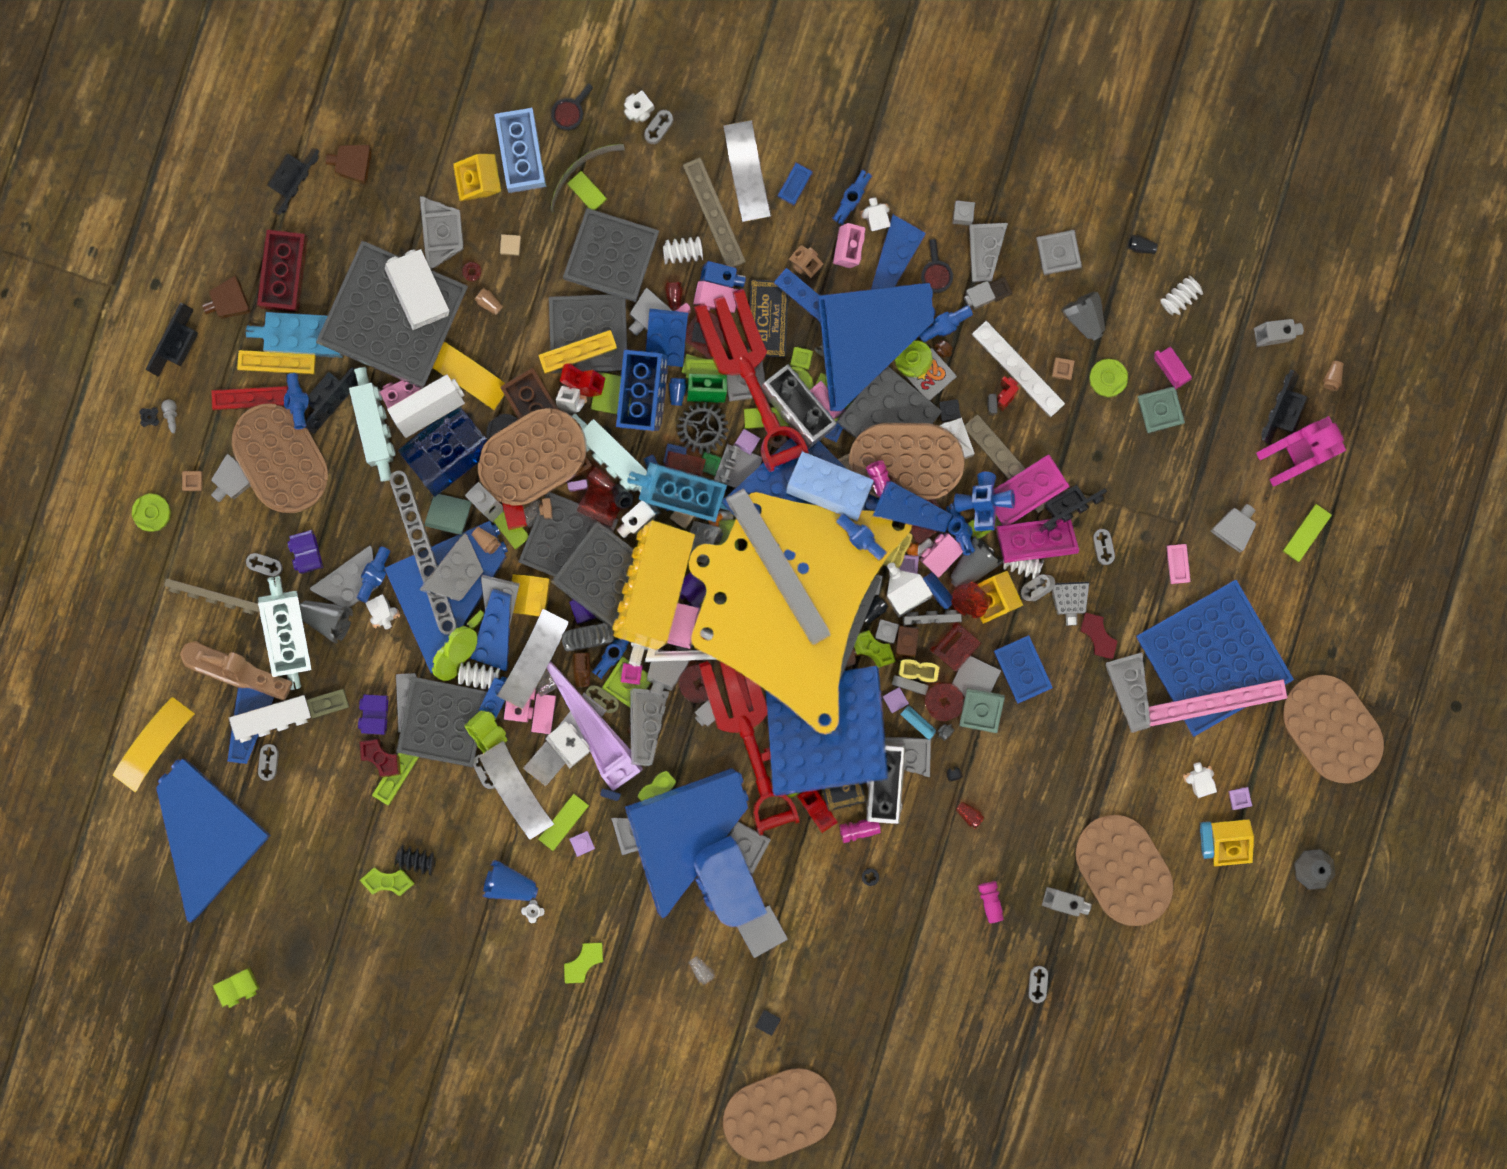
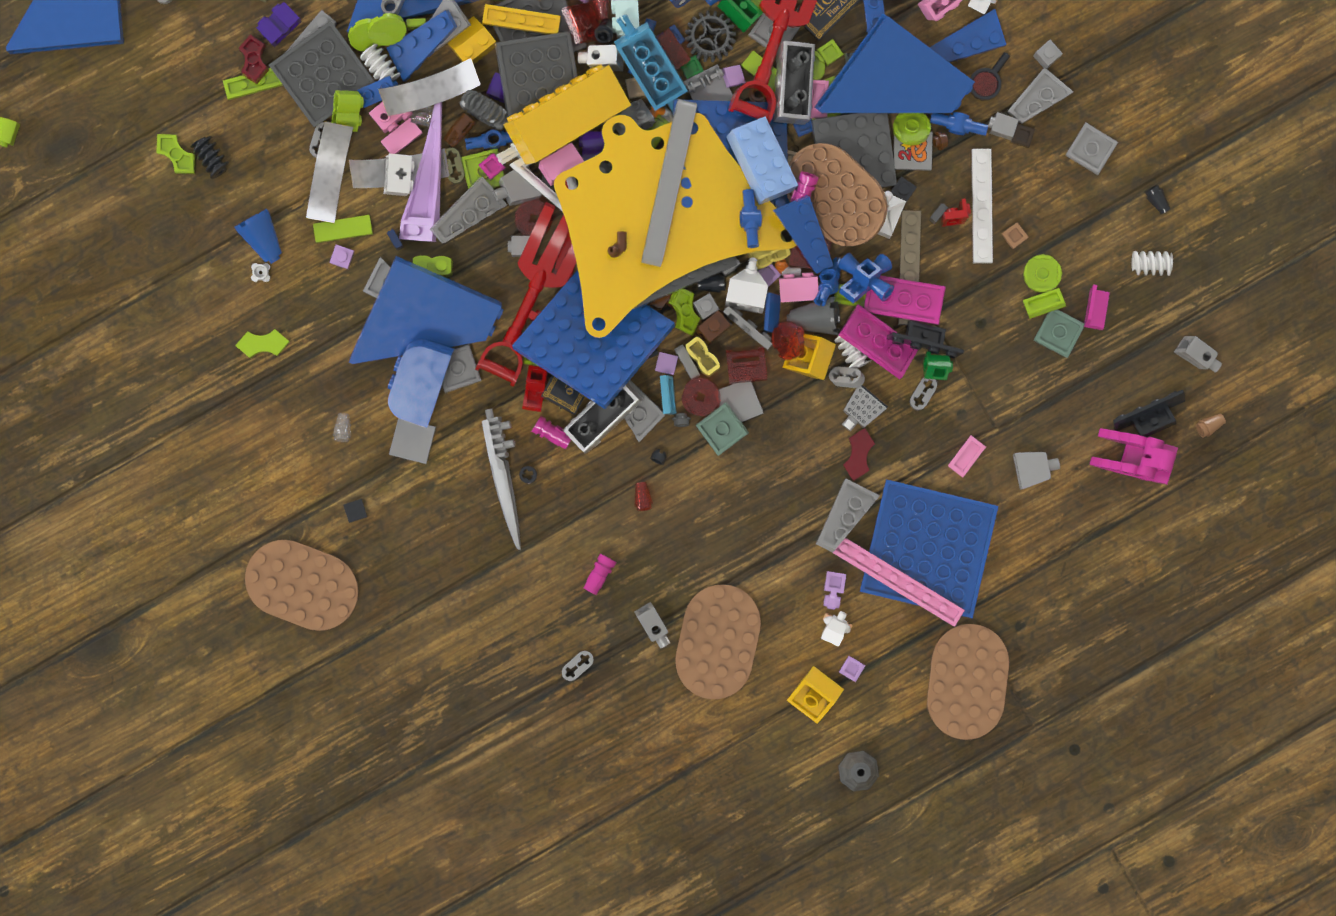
camera: 40 degrees right, 0 degrees up
(552, 545) = (521, 19): none -> yellow plate
(786, 647) = (620, 246): none -> reddish brown arm
(847, 892) = (500, 469): none -> light grey piece
(1023, 669) = (780, 427): blue plate -> none
(1086, 315) = (1068, 212): dark grey cone -> none
(1096, 518) = (937, 366): none -> green brick
(1130, 398) = (1044, 303): none -> lime tile
(1169, 748) = (834, 584): none -> lavender plate
(1206, 840) = (798, 676): dark azure beam -> none
(1307, 533) = (1083, 521): lime tile -> none

